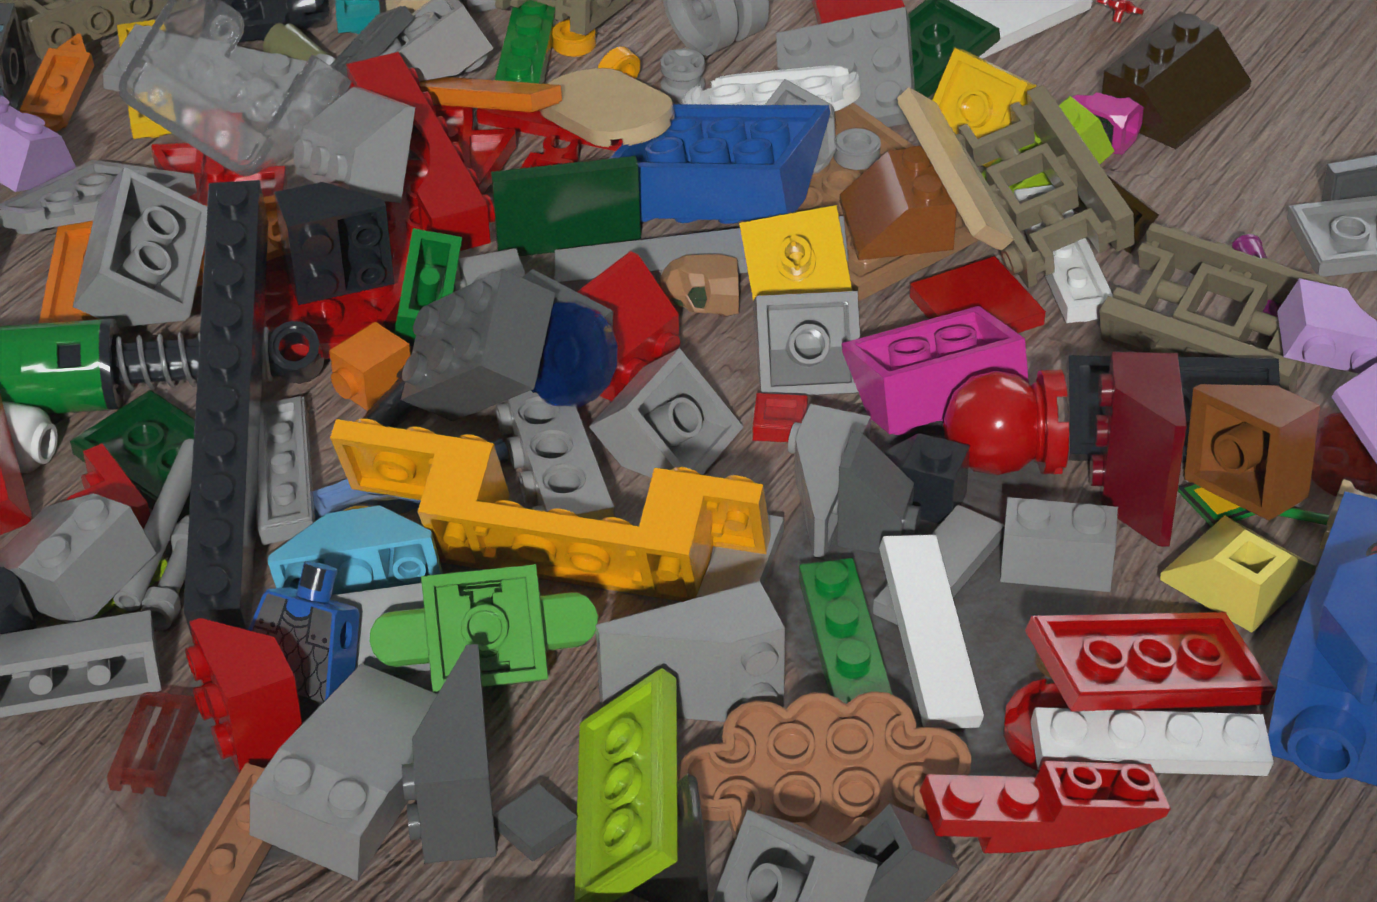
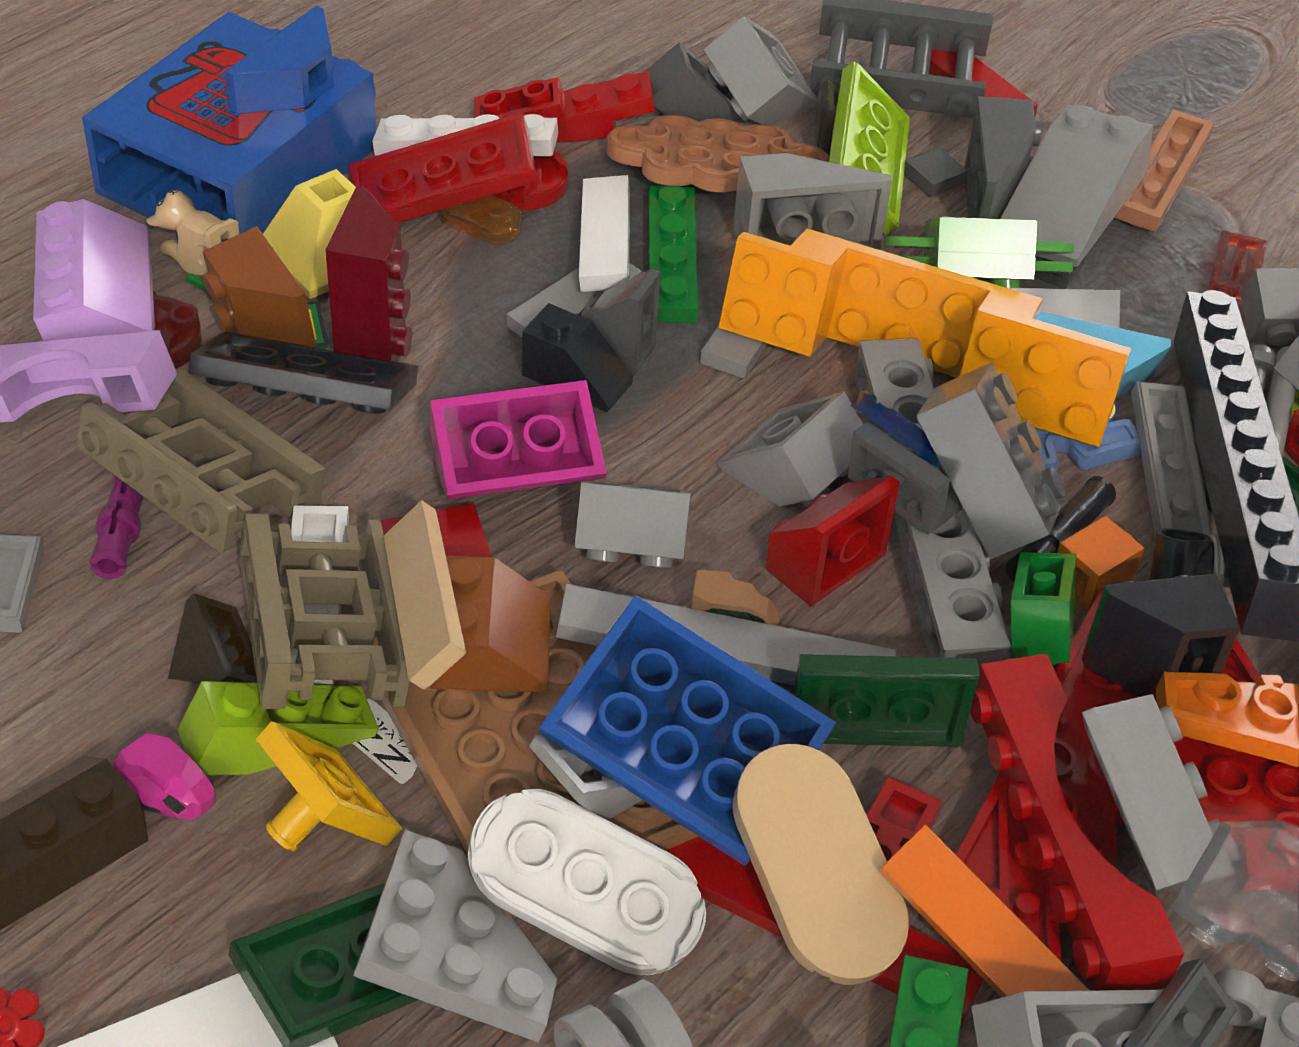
camera: 175 degrees left, 5 degrees up
(244, 690) = (1169, 237): red slope -> none
(311, 630) = (1136, 273): torso -> none
(622, 60) = (785, 1003): light orange tile -> none
(681, 72) = (700, 964): light grey wheel -> none
(776, 415) = (678, 463): red tile -> none
(796, 253) = (629, 572): yellow tile -> none
(818, 452) = (644, 390): light grey slope -> none
(857, 149) = (503, 757): light grey tile -> none
(1010, 422) = (470, 356): red tile -> none
(1059, 544) = (464, 291): light grey slope -> none

